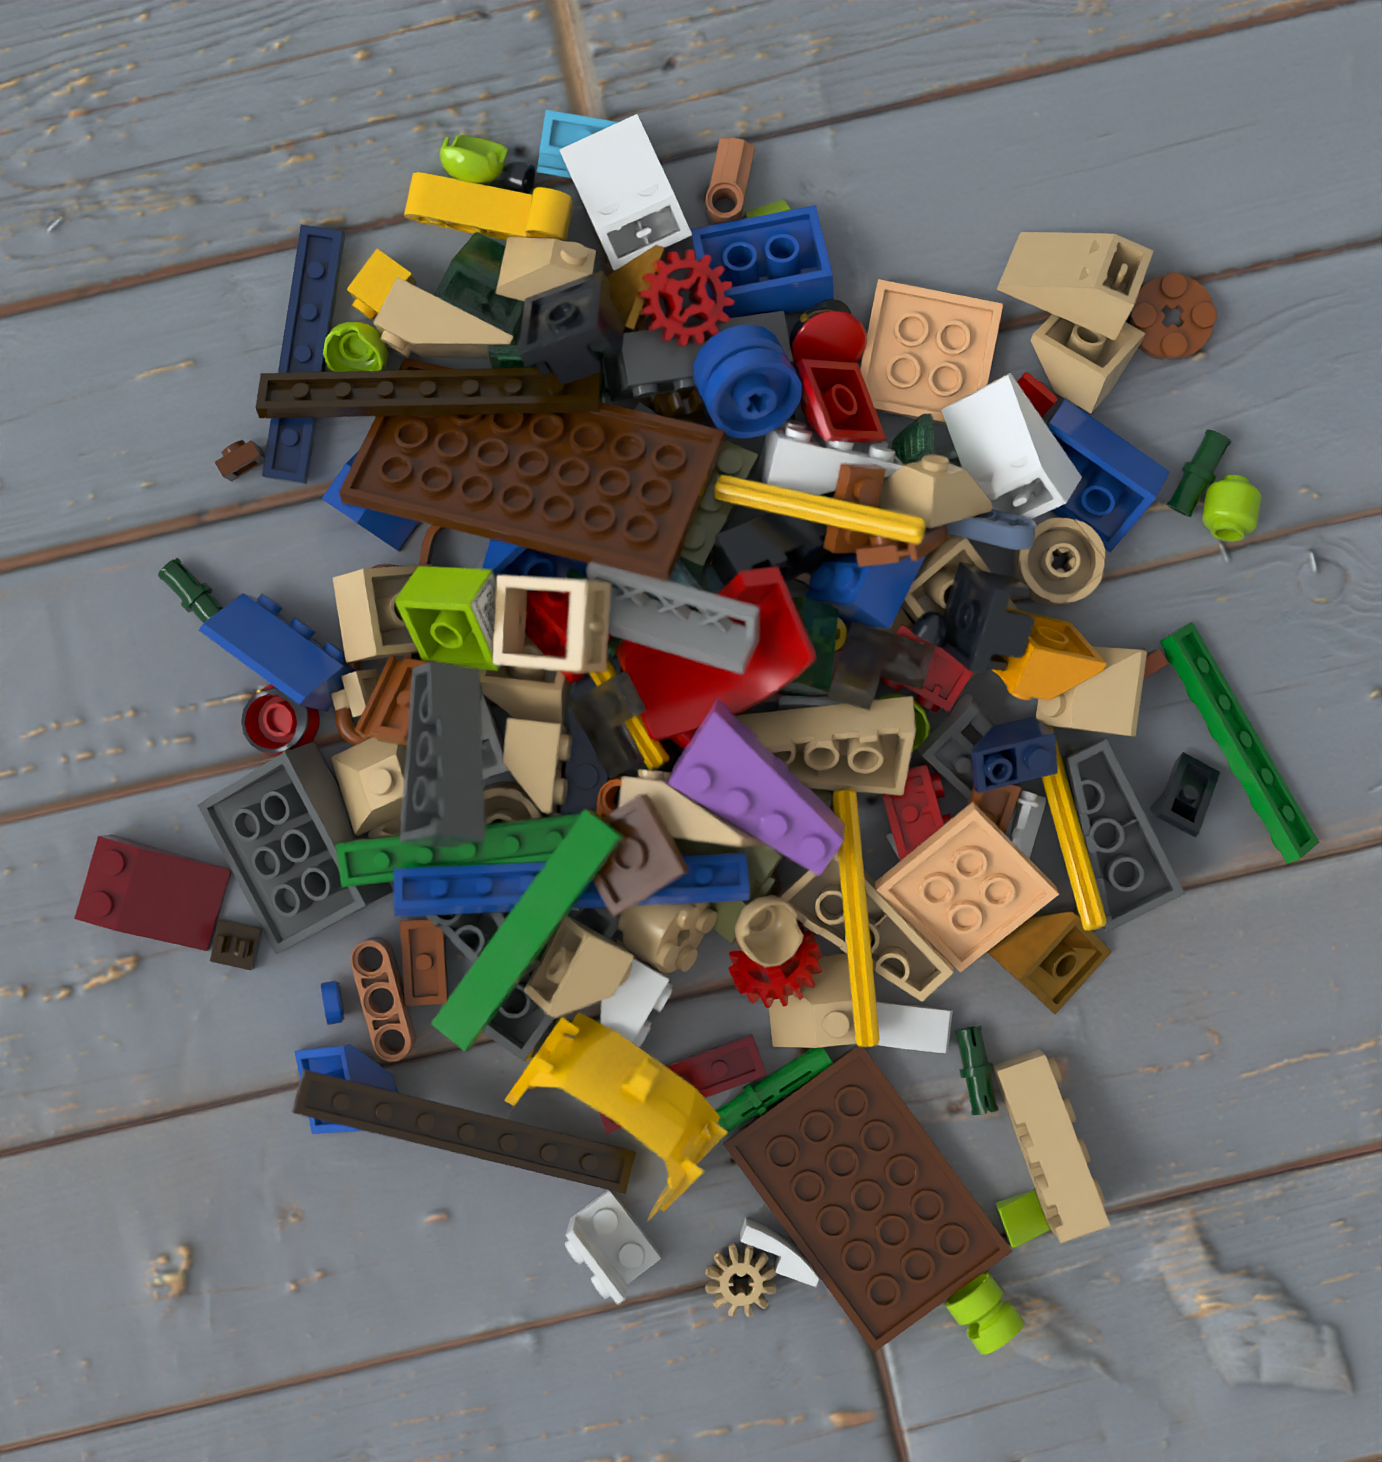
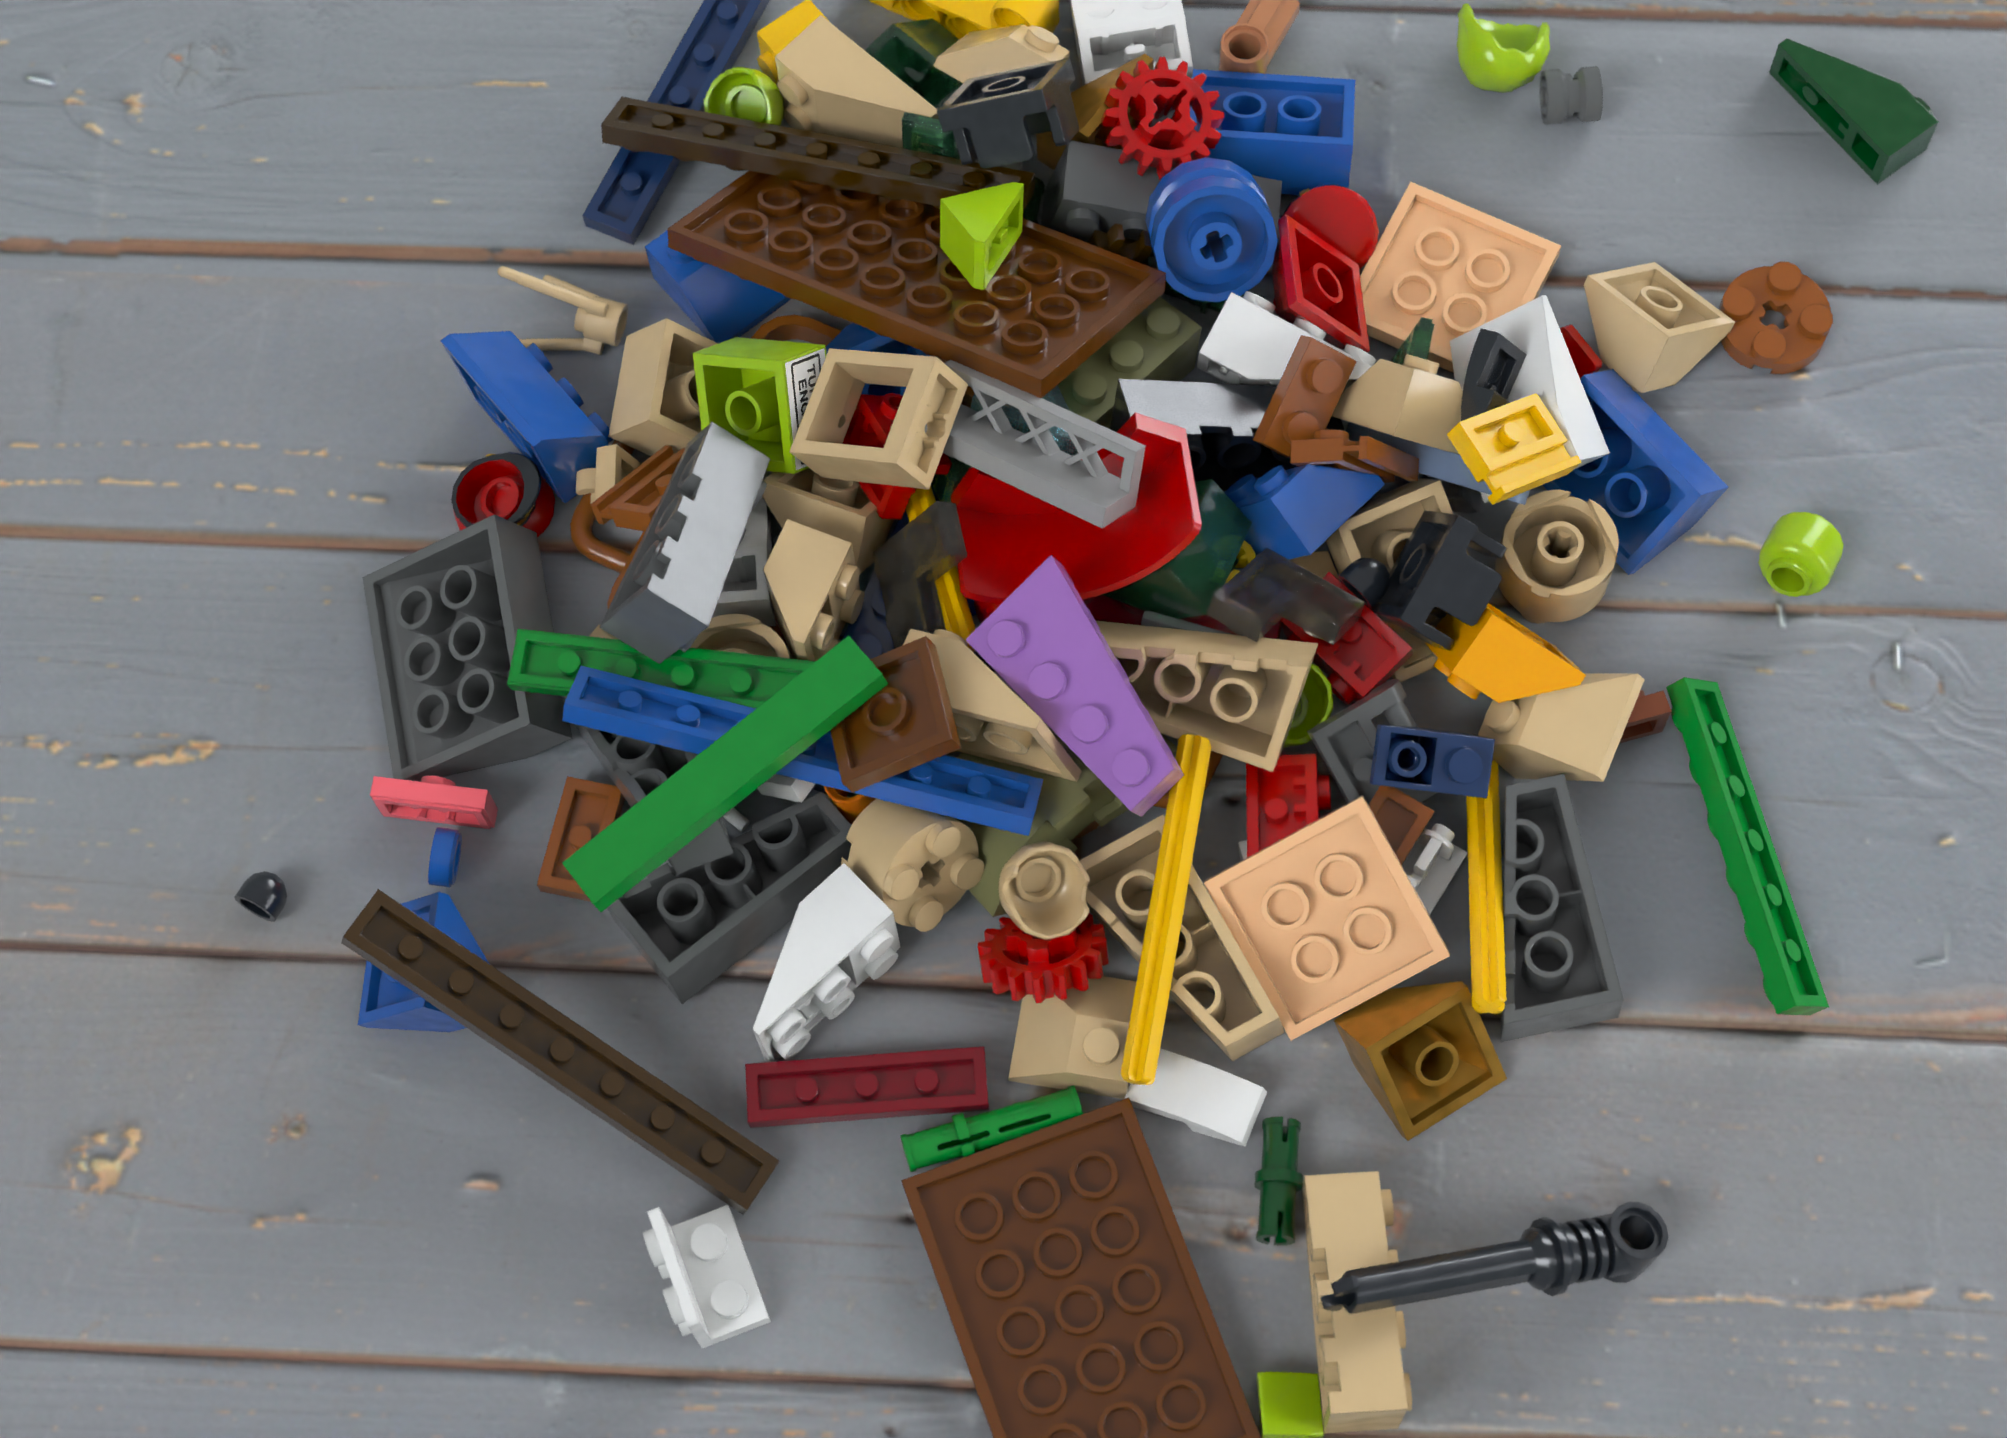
camera: 20 degrees right, 20 degrees down
(152, 893) = (265, 660): dark red slope -> none
(194, 595) = (442, 317): dark green pin -> none
(213, 1063) = (263, 895): none -> black hinge
(236, 944) = (348, 757): dark brown tile -> none
(239, 459) = (561, 193): reddish brown plate -> none
(302, 555) = (597, 317): none -> tan plant
(308, 963) = (434, 801): none -> coral plate
(371, 782) = (585, 586): tan slope -> none
(377, 1019) = (501, 845): nougat beam -> none
(576, 438) = (981, 229): none -> lime slope
(577, 969) = (784, 856): tan slope -> none
(631, 1090) = (811, 1040): yellow animal -> none
(740, 1294) = (859, 1395): tan gear -> none
(789, 1259) = (944, 1364): white slope -> none
(820, 509) = (1260, 379): yellow axle -> none
(919, 145) = (1498, 54): none -> lime hair
(980, 170) = (1565, 95): none -> dark grey wheel
(989, 482) = (1490, 373): none -> black slope
(1019, 514) = (1513, 448): none -> yellow plate
(1078, 276) = (1667, 234): tan slope -> none
(1171, 1083) = (1545, 1256): none -> black piece
(1187, 794) = (1655, 892): black slope -> none
(1199, 473) = (1767, 504): dark green pin -> none
(1202, 126) = (1859, 109): none -> dark green slope

